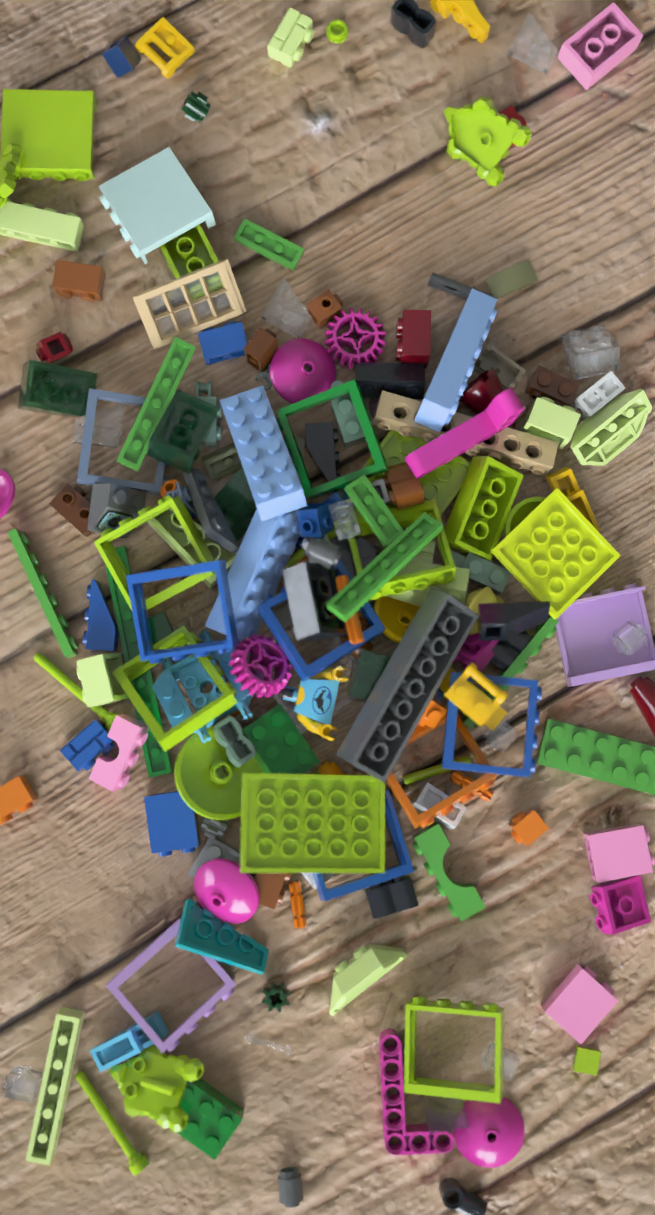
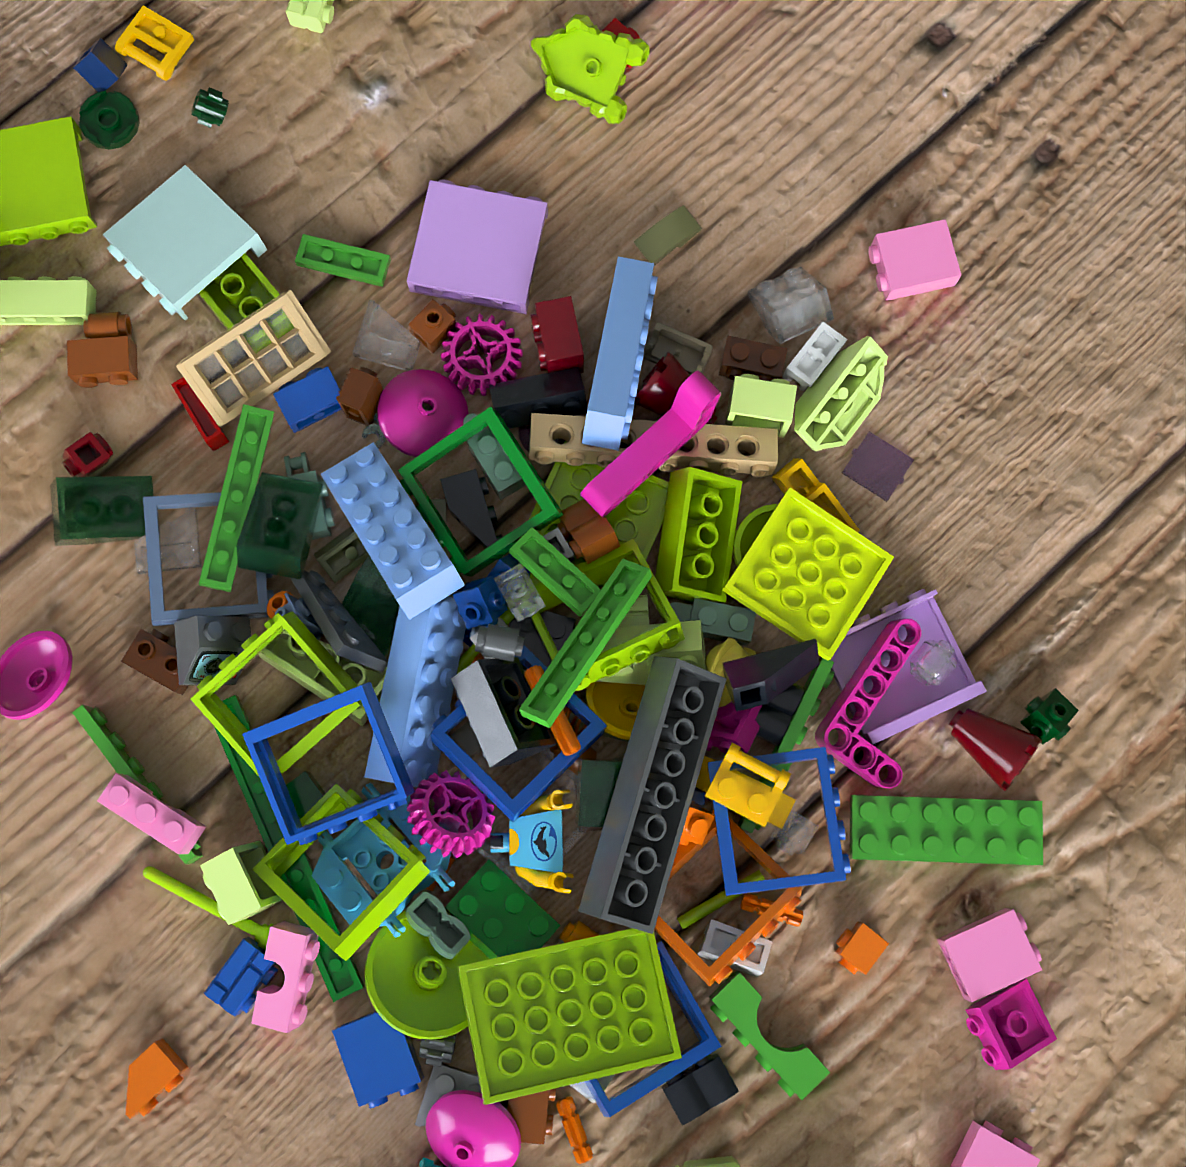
camera: 10 degrees left, 5 degrees down
(49, 617) = (151, 815): none -> bright pink arch
(87, 255) = (107, 325): none -> dark orange brick
(102, 628) = (226, 808): blue slope -> none
(119, 99) = (109, 120): none -> dark green tile
(142, 339) = (206, 425): none -> red piece
(370, 256) = (477, 246): none -> lavender panel
(451, 286) = (590, 260): dark grey axle -> none
(573, 656) = (865, 703): none -> dark pink beam
(624, 486) = (877, 466): none -> clear purple piece

